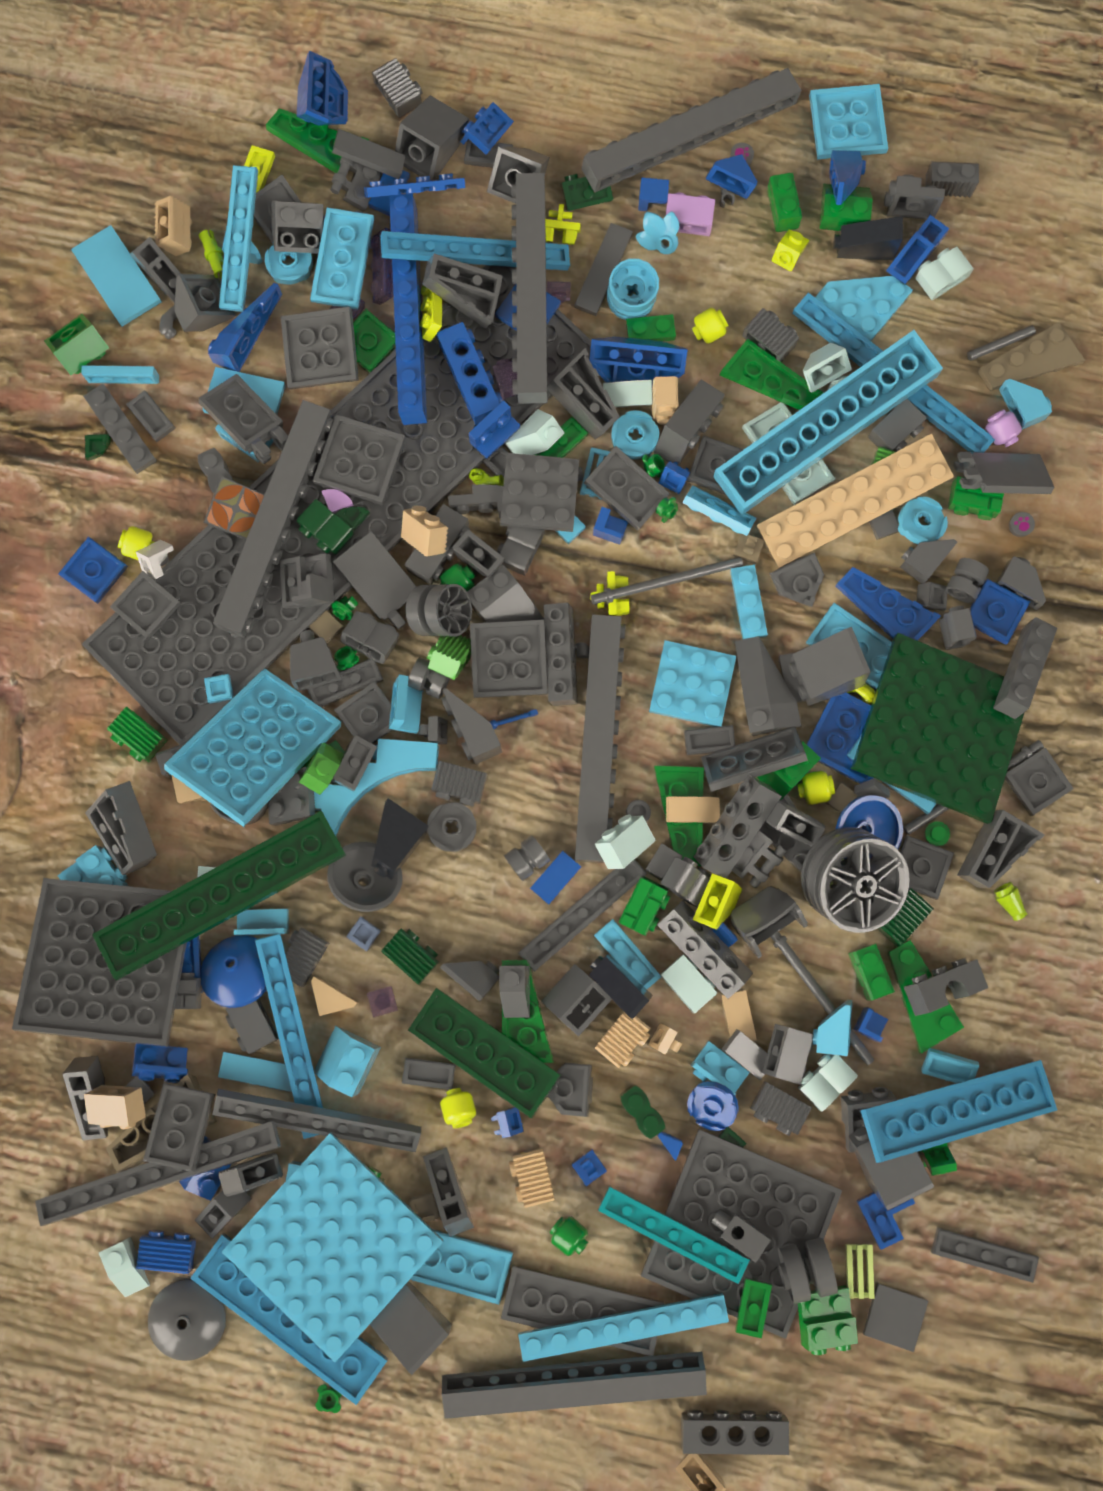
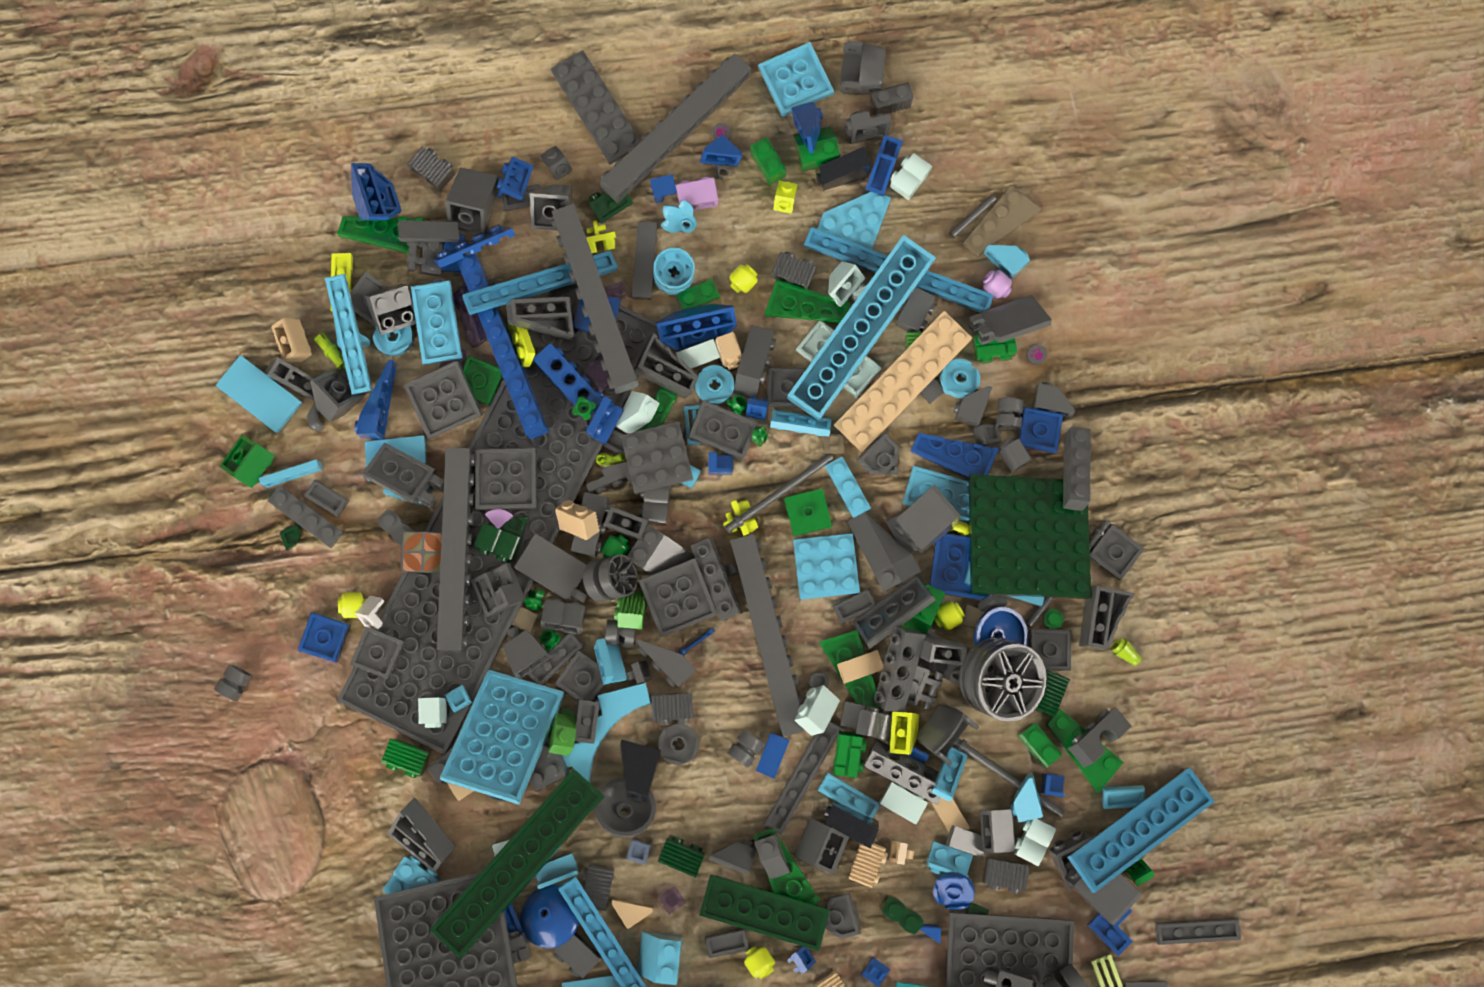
camera: 20 degrees left, 0 degrees up
(183, 691) = (432, 711): none -> light aqua brick
(475, 399) = (582, 402): none -> green plate
(541, 127) = (556, 162): none -> dark grey bracket
(607, 77) = (595, 106): none -> dark grey plate
(692, 615) = (807, 512): none -> green plate
(753, 970) = (949, 775): none -> medium azure tile
(929, 132) = (862, 68): none -> dark grey piece

